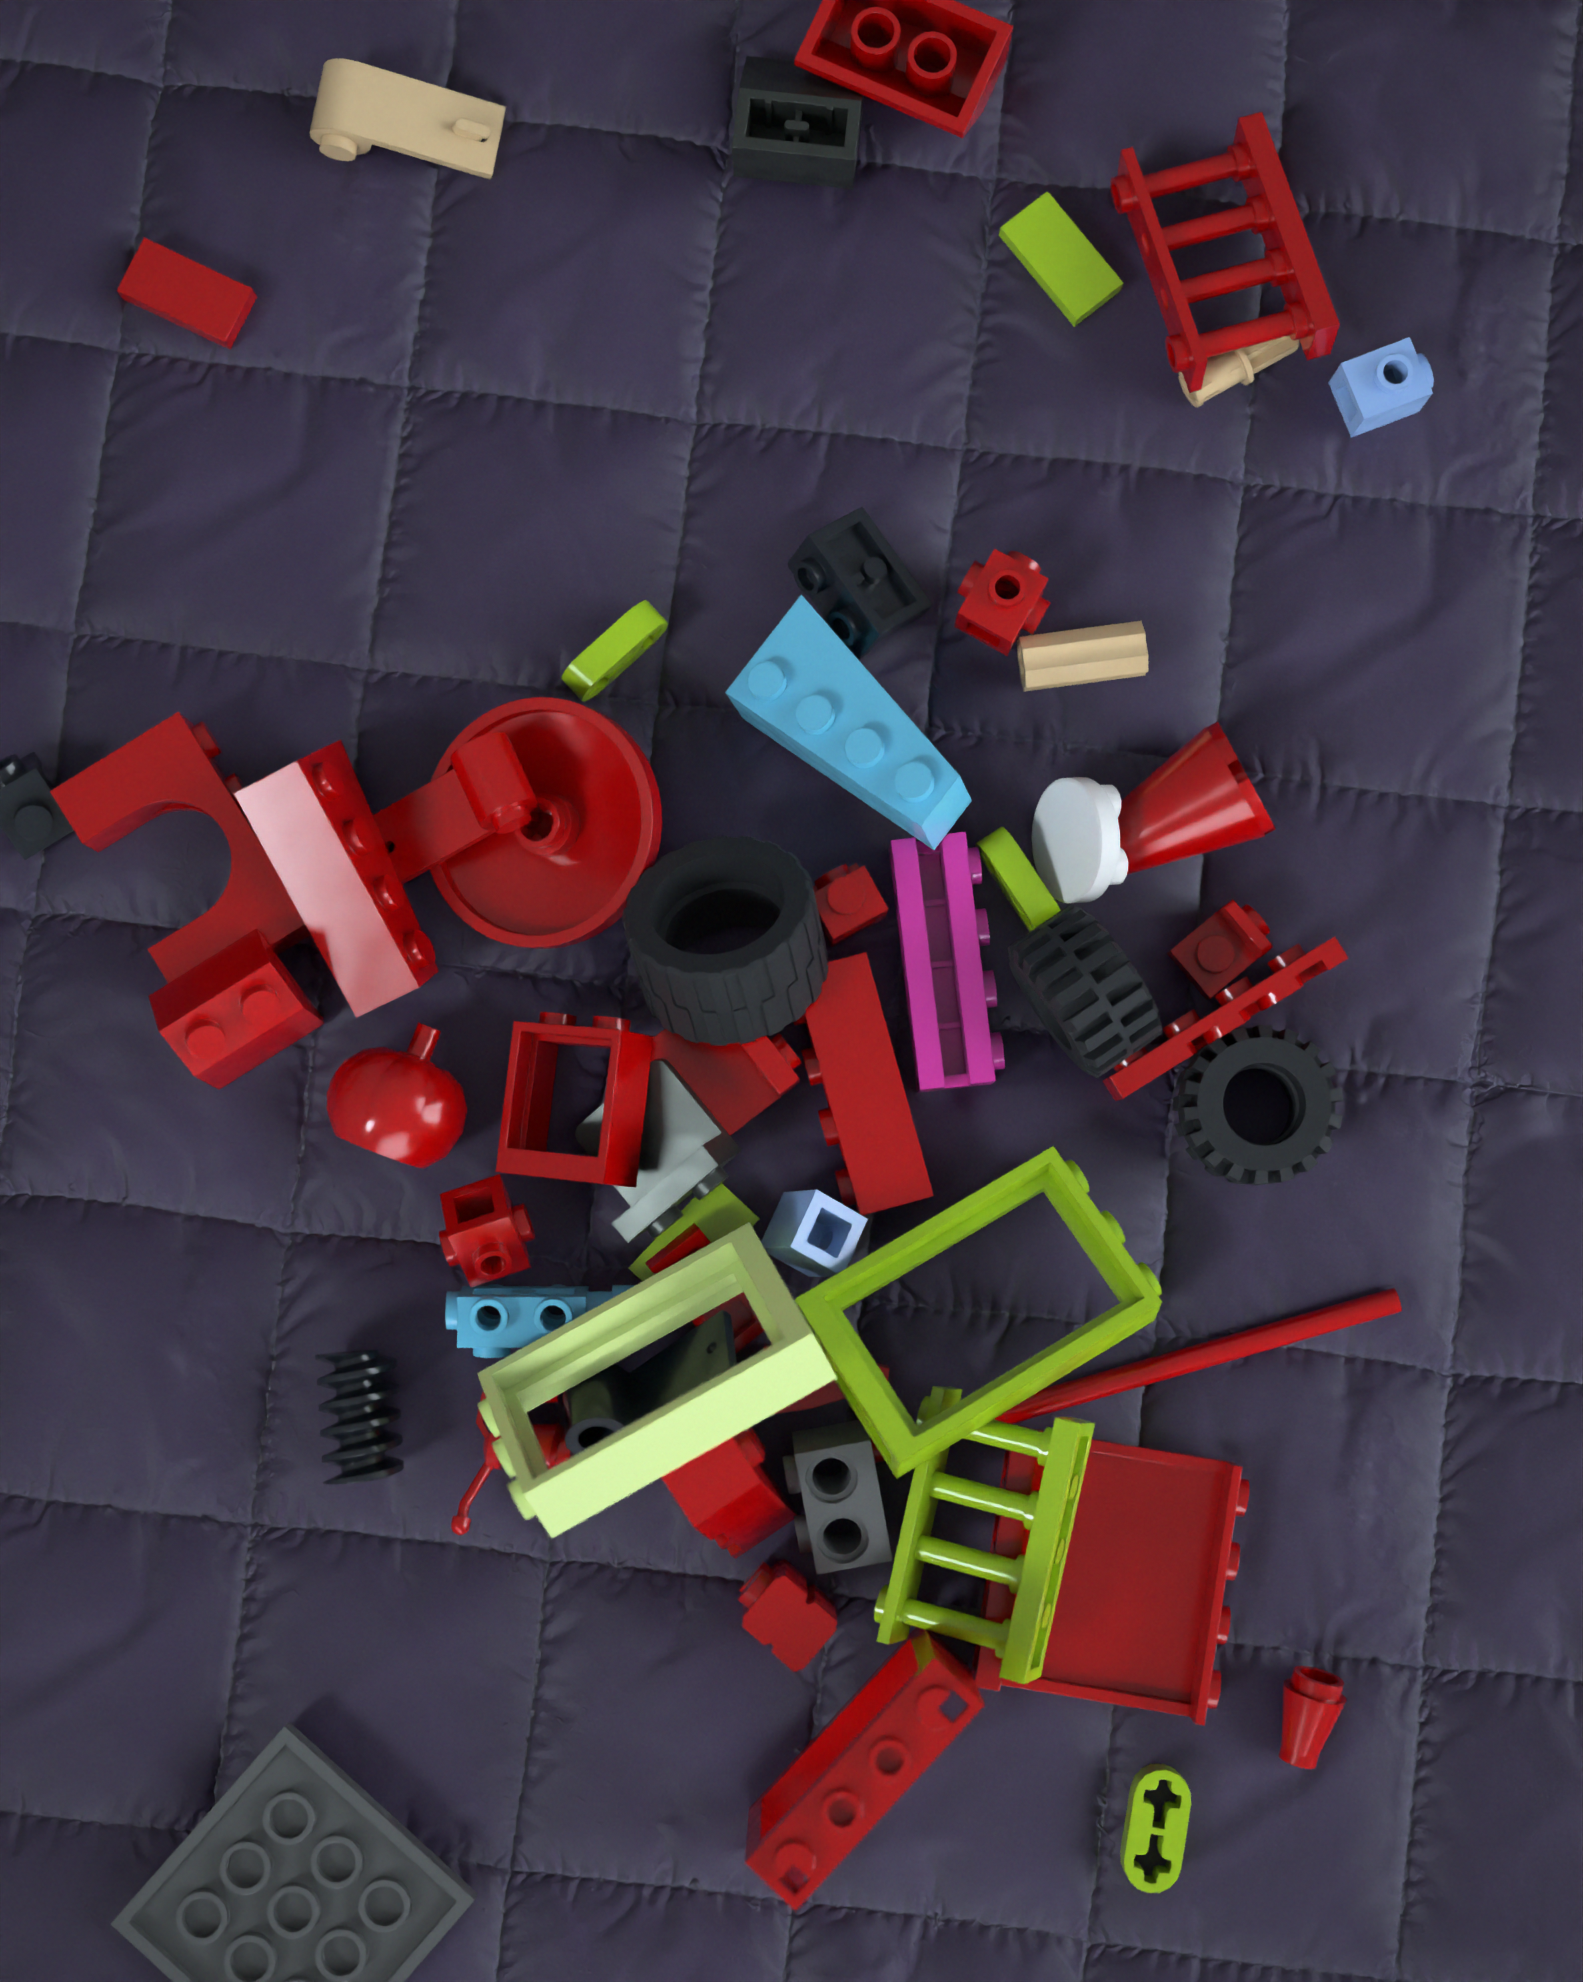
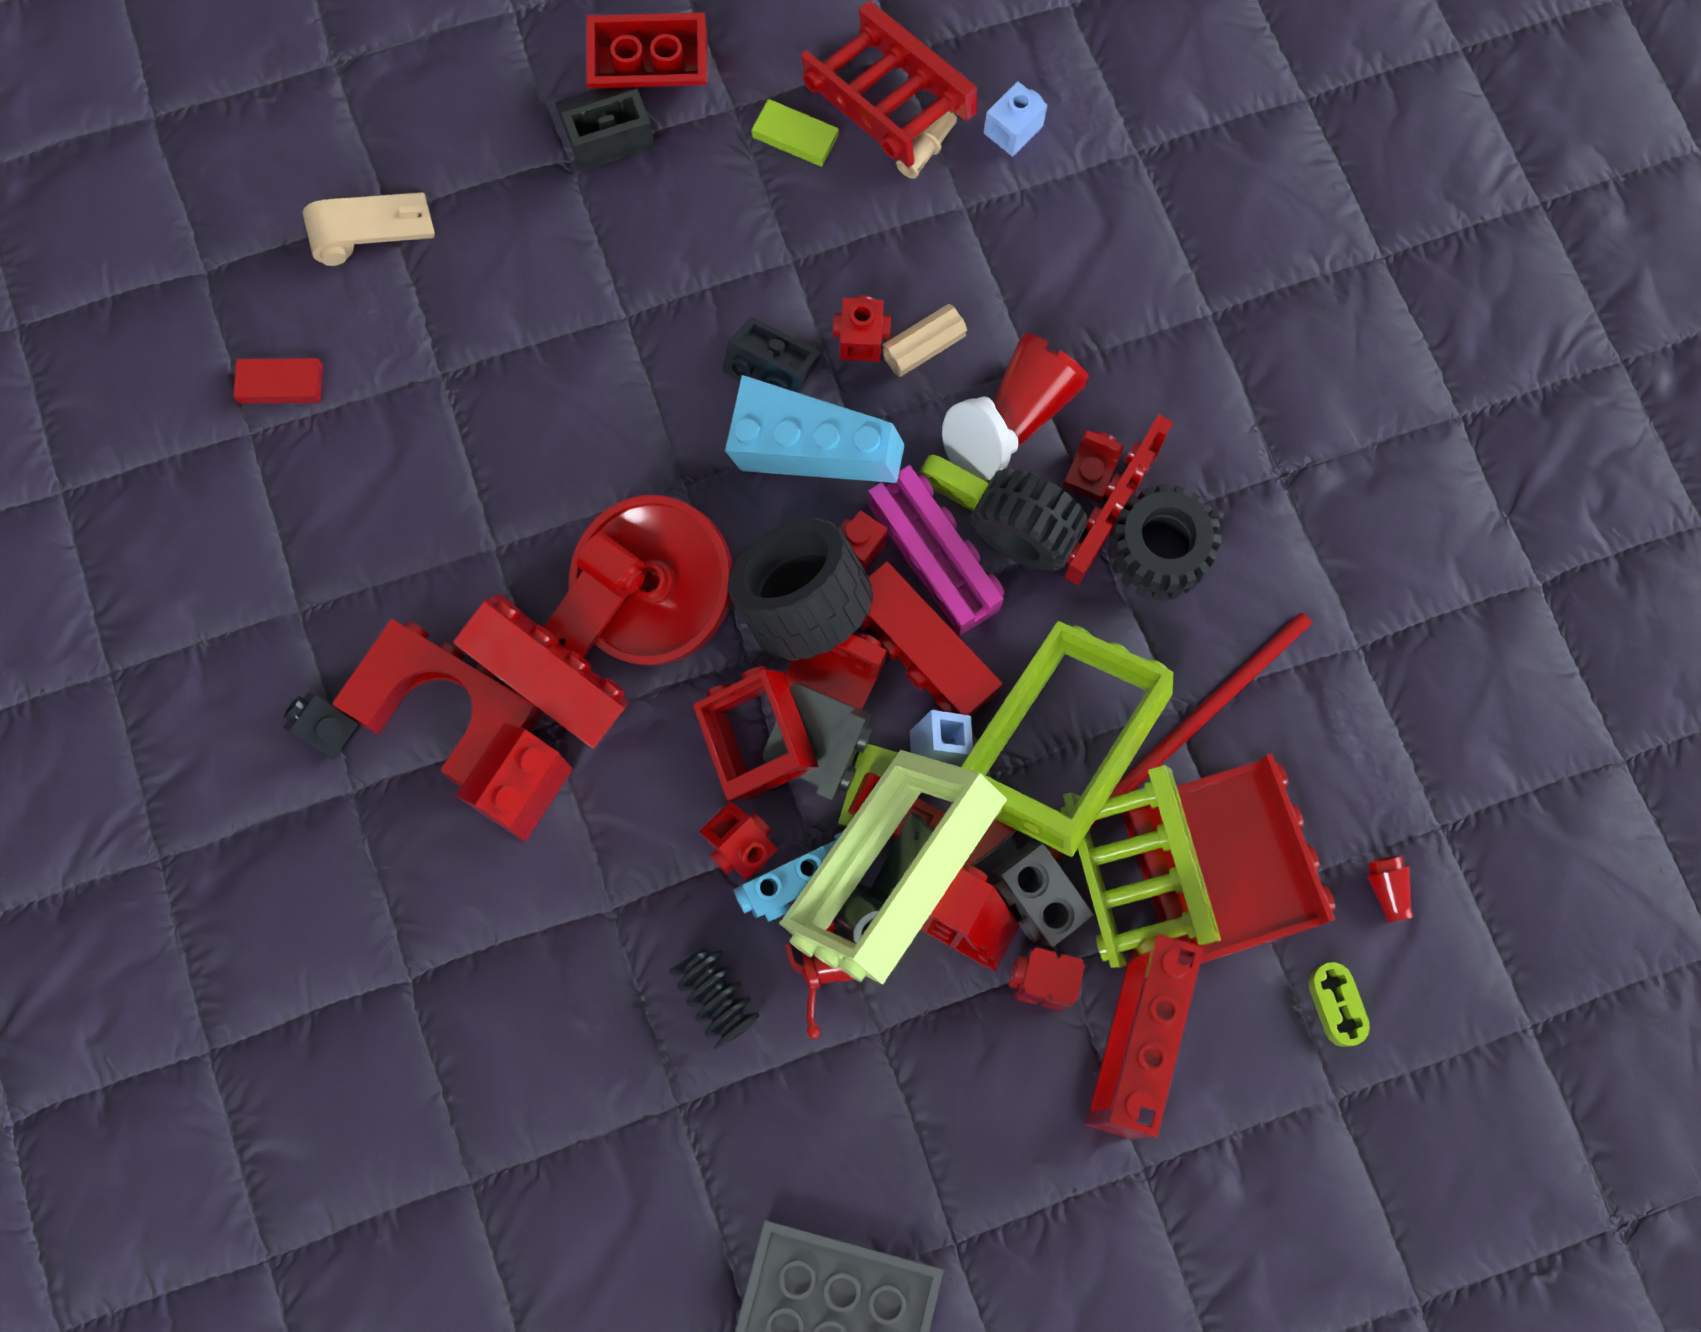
camera: 30 degrees left, 10 degrees down
(398, 1102) = (644, 789): red piece -> none
(614, 650) = (644, 462): lime beam -> none

